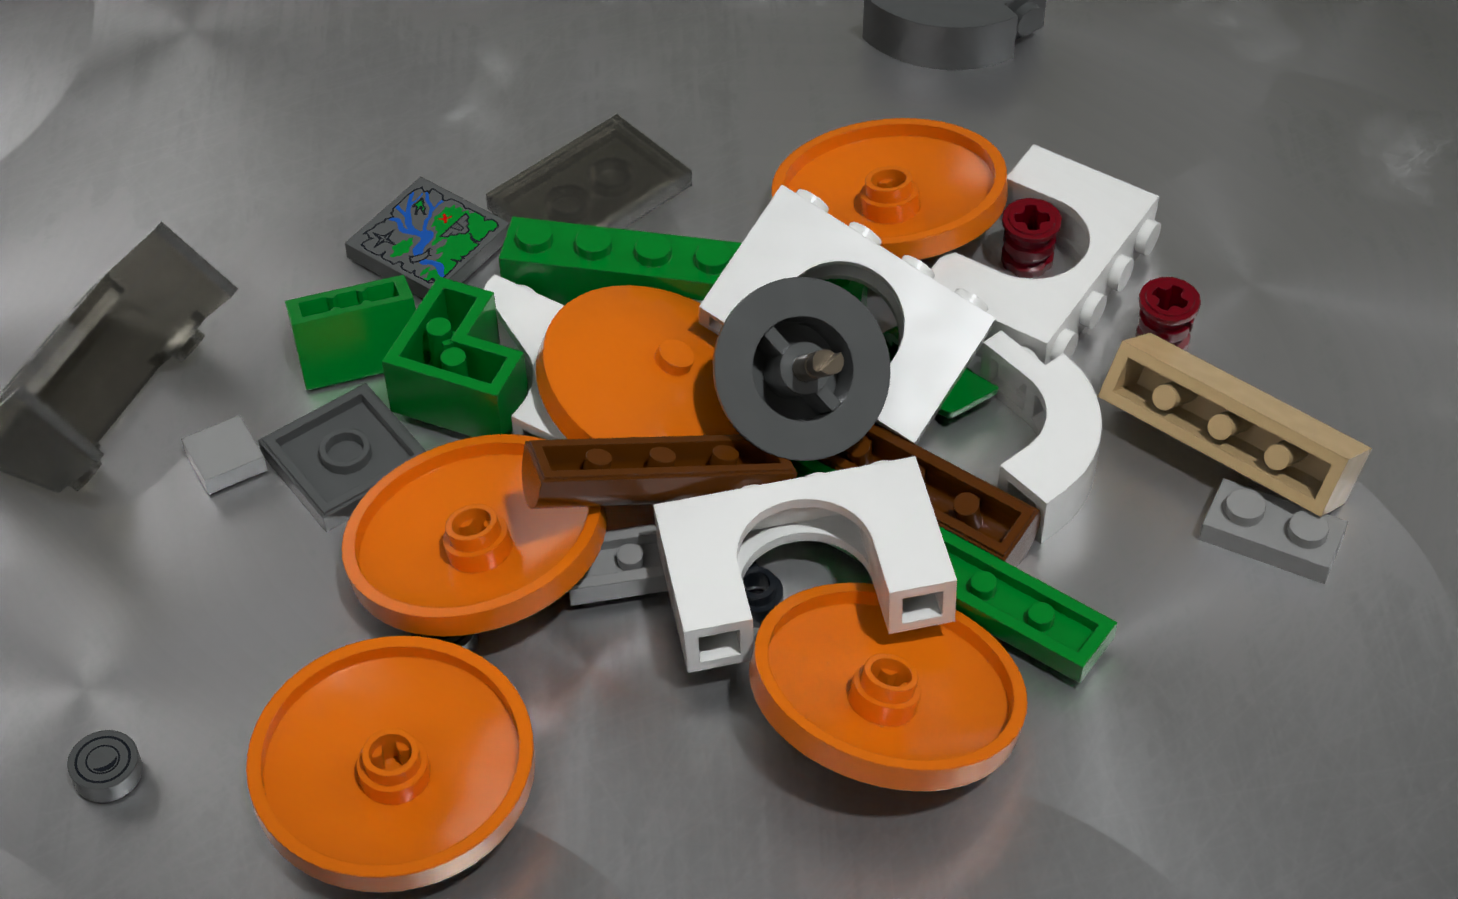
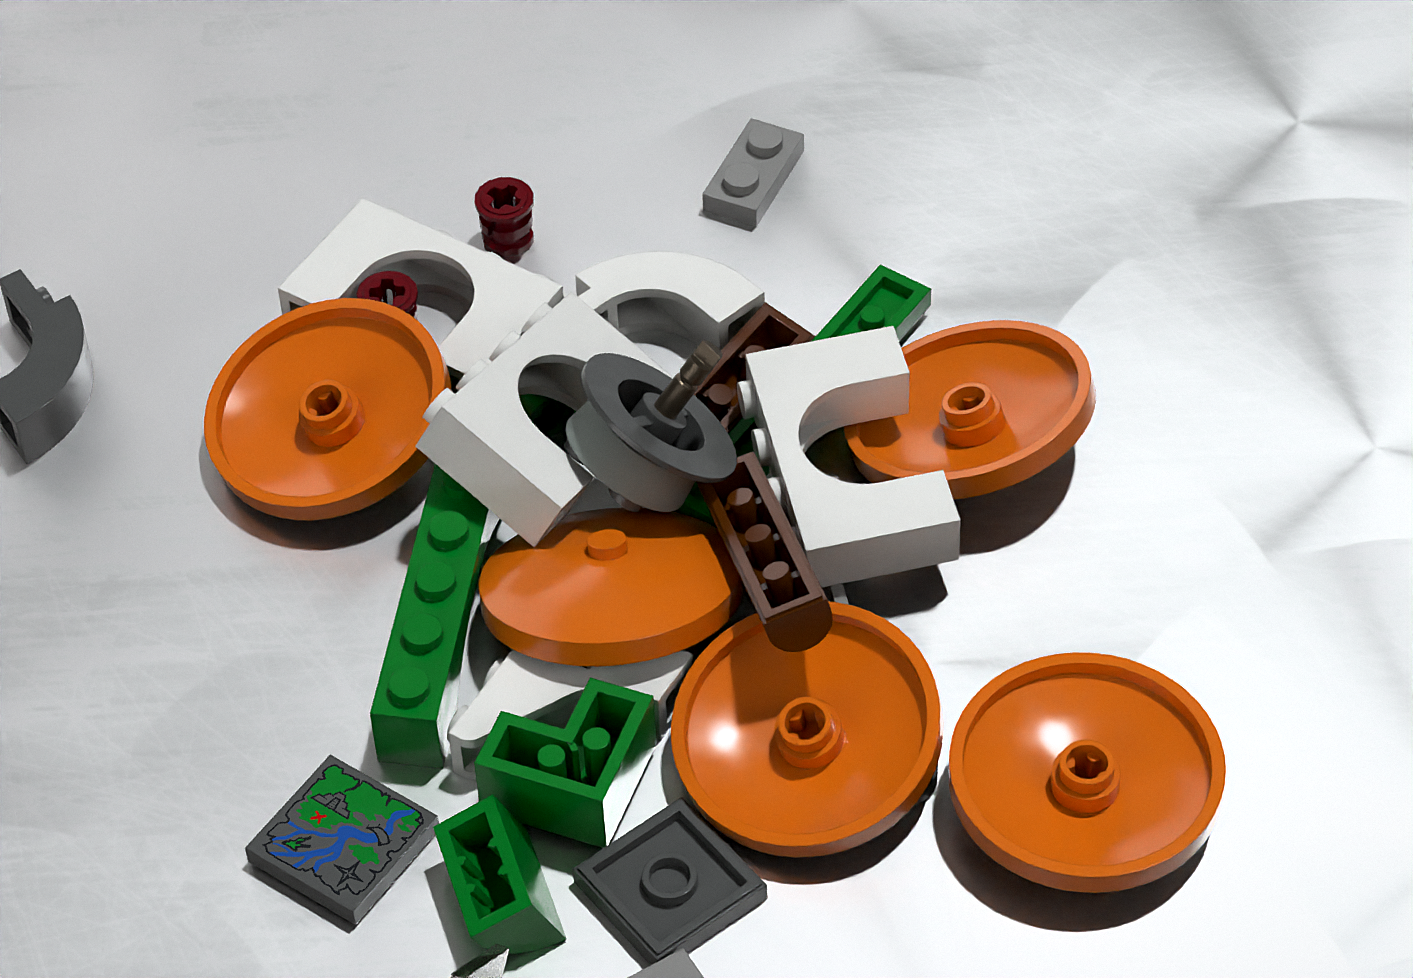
camera: 90 degrees left, 0 degrees up
(595, 180) = (269, 693): clear smoke tile -> none
(1234, 423) = (650, 172): tan brick -> none

